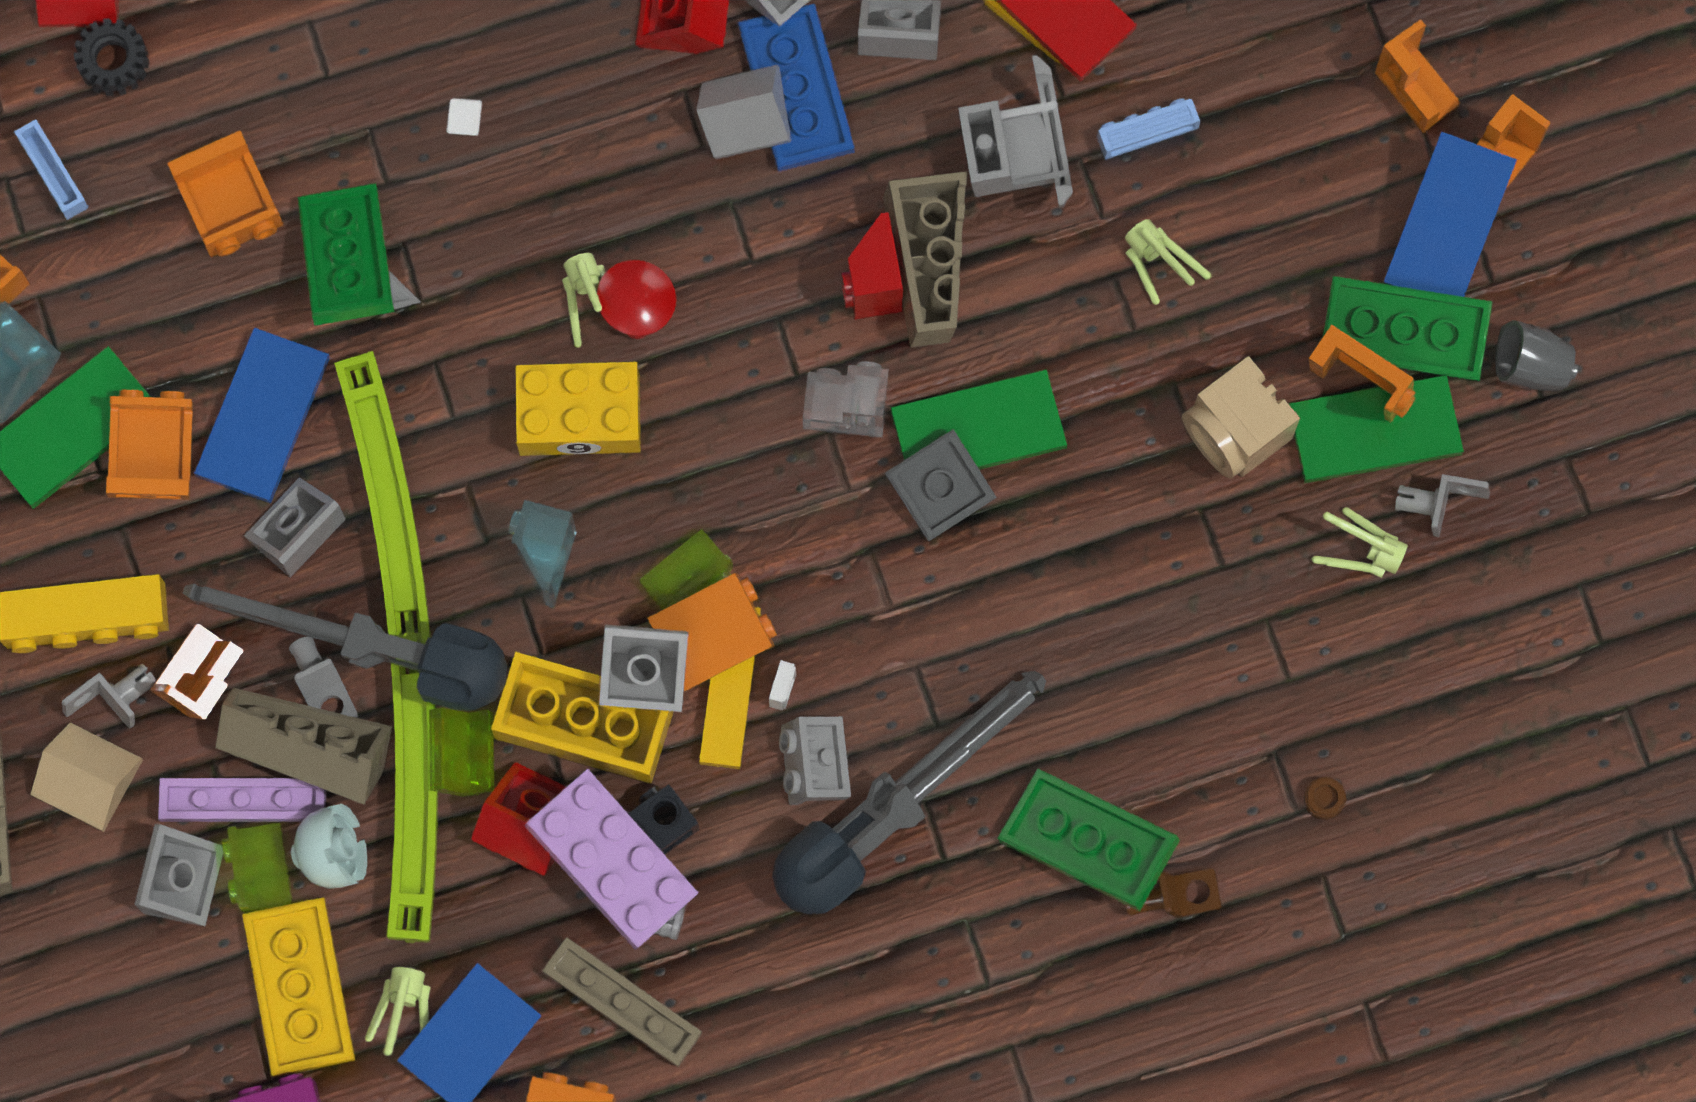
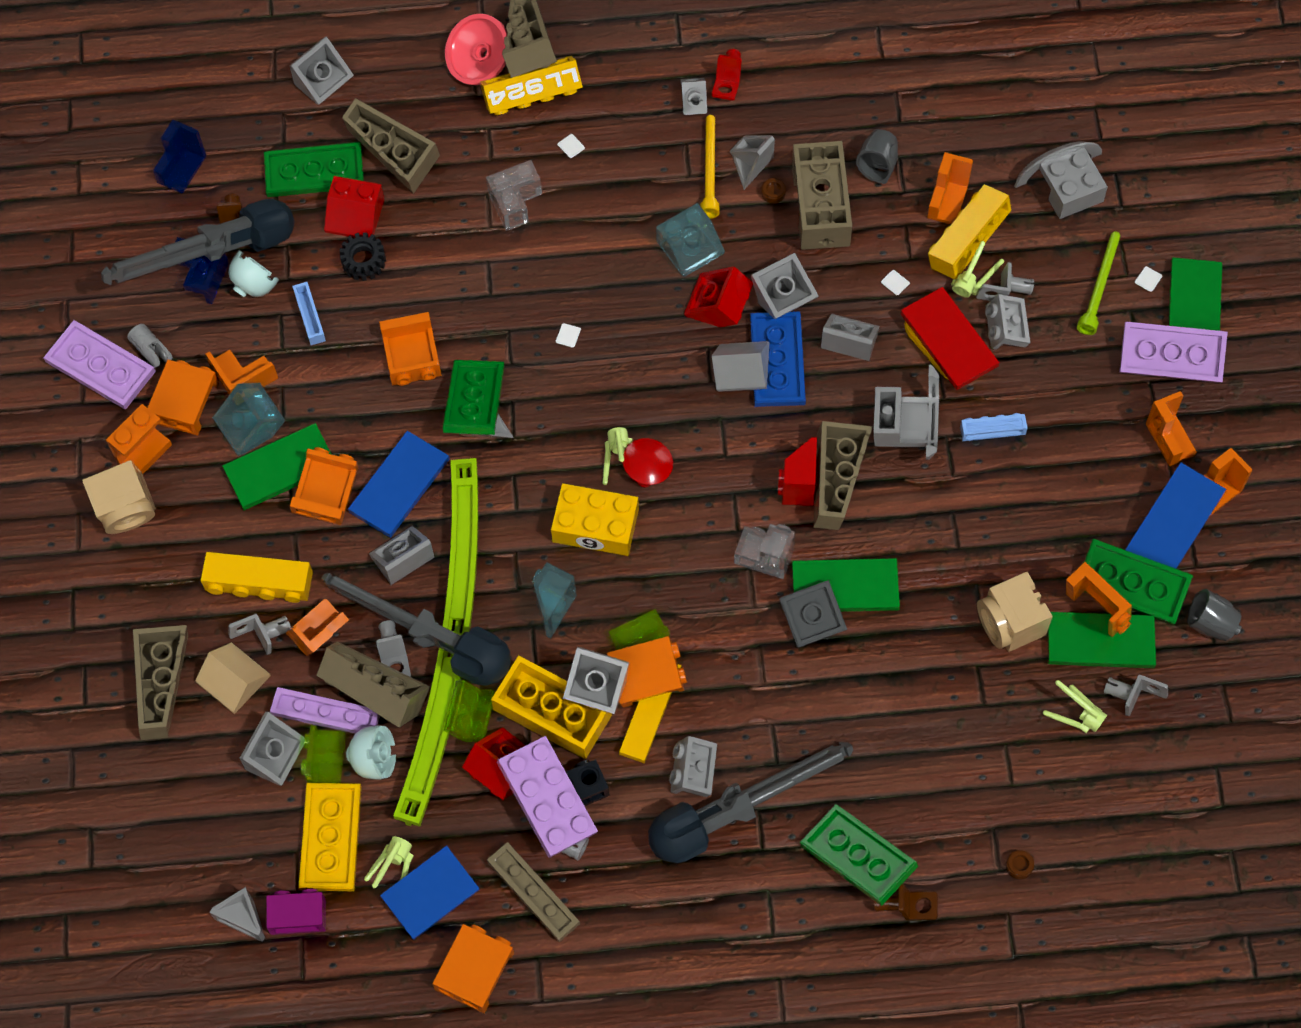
camera: 15 degrees right, 10 degrees down
(782, 685) = (683, 716): white tile -> none
(1149, 243) = (980, 495): yellowish green plant -> none

